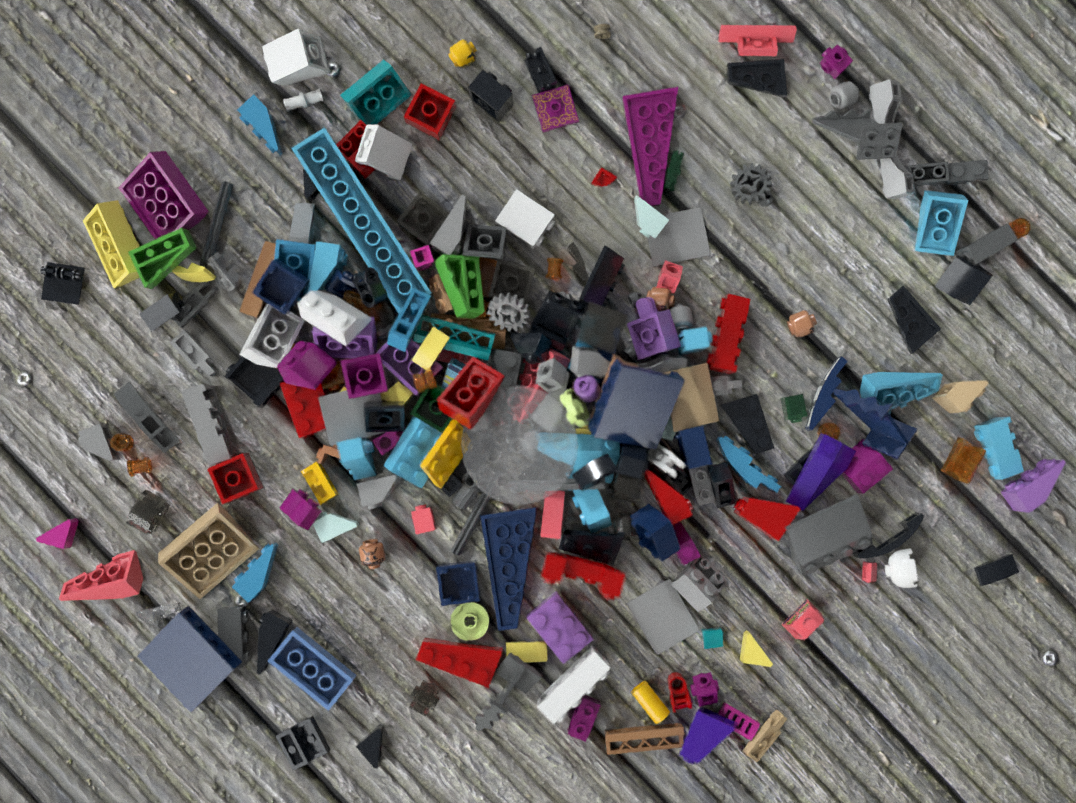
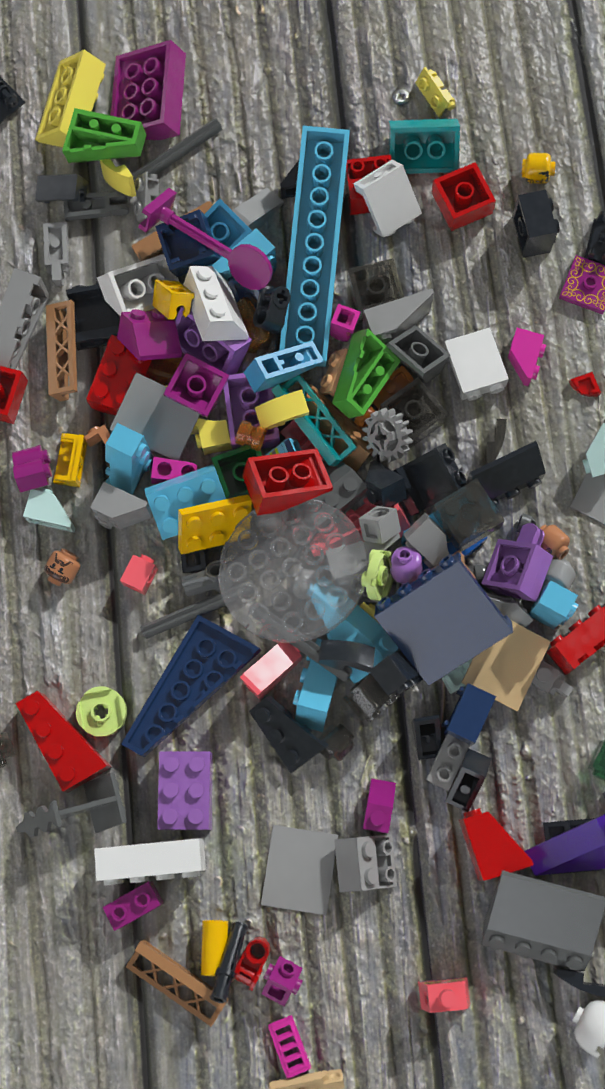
camera: 45 degrees right, 10 degrees down
(252, 417) = (57, 350): none -> medium nougat fence
(260, 118) = (297, 90): dark azure slope -> none
(295, 58) = (375, 59): white slope -> none
(300, 330) = (169, 296): none -> yellow hinge
(303, 100) = (350, 101): white pin -> none
(332, 273) = (246, 262): none -> magenta piece
(345, 47) = (431, 87): none -> light yellow hinge
(384, 416) = (183, 441): black slope -> none
(458, 583) = (121, 663): dark blue container -> none
(528, 651) = (134, 791): light yellow slope -> none
(550, 187) = (524, 353): none -> dark pink slope
(554, 268) = (467, 432): clear orange bush -> none
(608, 578) = (235, 723): red wedge -> none
(655, 532) = (360, 769): dark blue container -> none
(664, 460) = (428, 702): white hinge -> none
(669, 276) = (579, 526): coral brick -> none
(670, 712) = (226, 971): none -> black pin
(671, 503) = (402, 752): red slope -> none
(705, 734) = (243, 1029): dark purple slope -> none
(712, 637) = (333, 934): teal slope -> none
(739, 461) = (505, 770): dark azure slope -> none
(750, 421) = (550, 739): black wing -> none
(752, 653) = (363, 984): light yellow slope -> none
(869, 572) = (557, 1002): coral slope -> none

